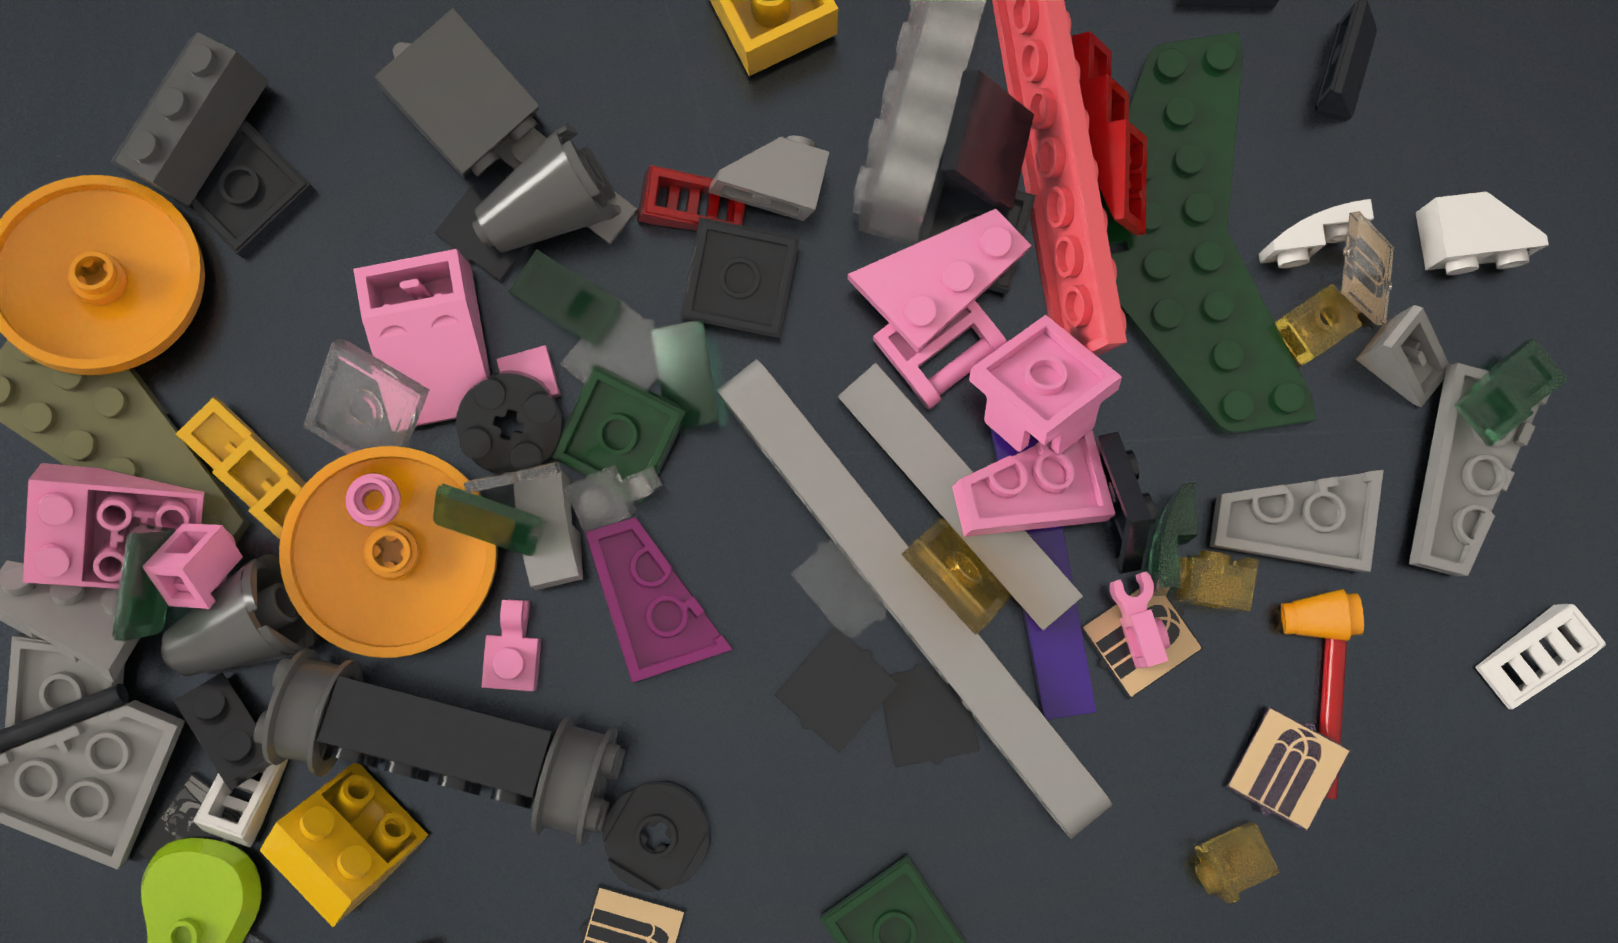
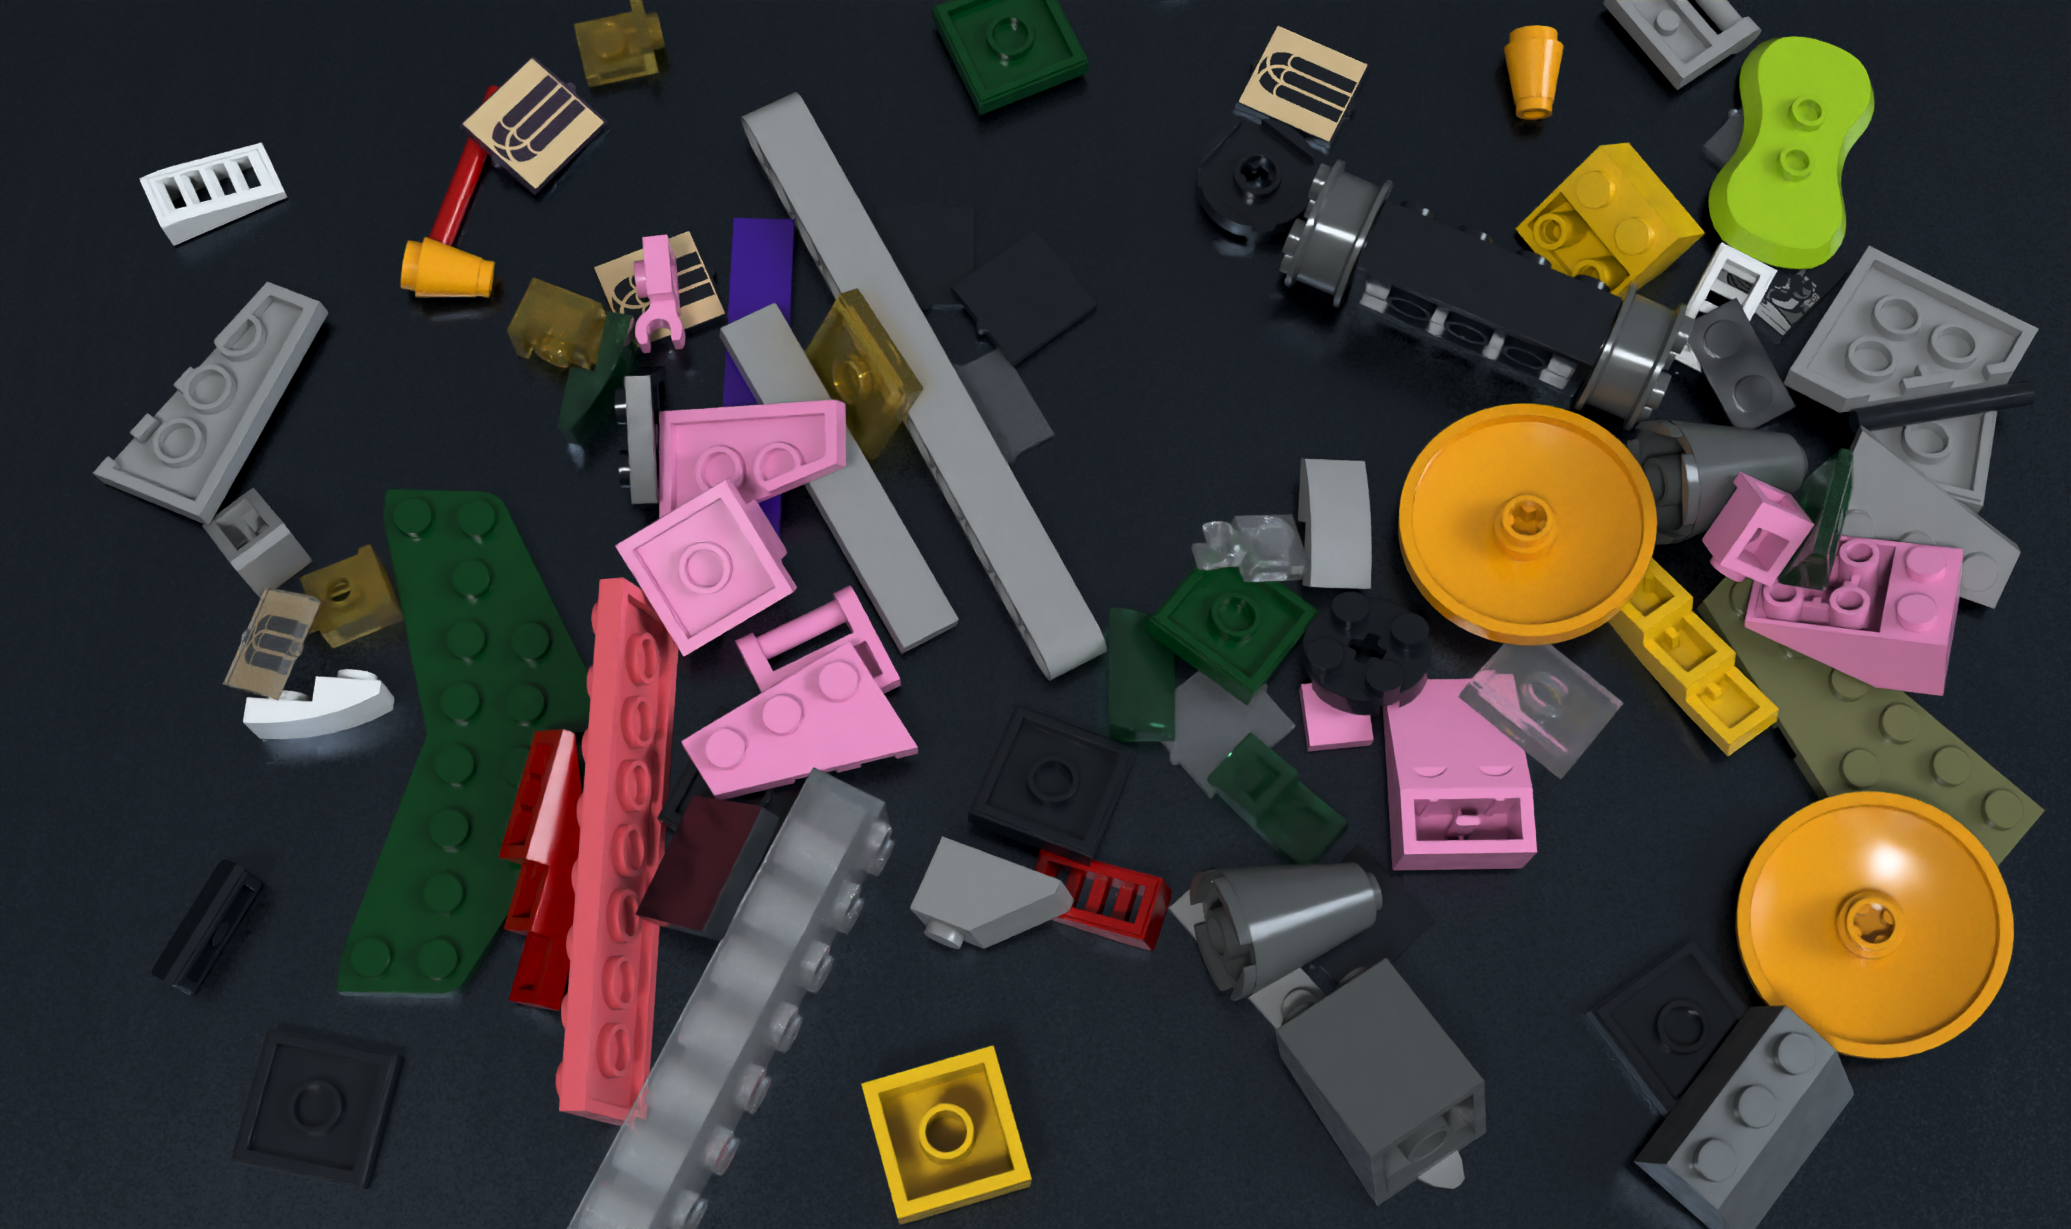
camera: 175 degrees left, 10 degrees down
(357, 496) = (1544, 557): bright pink plate -> none
(487, 520) = (1400, 532): slope -> none
(512, 477) = (1365, 560): clear piece -> none
(512, 658) = (1396, 398): bright pink plate -> none
(649, 606) = (1226, 420): magenta wing -> none
(1304, 522) = (436, 378): light grey wing -> none
(1475, 230) = (125, 673): white slope -> none
(1509, 391) = (143, 475): clear green slope -> none

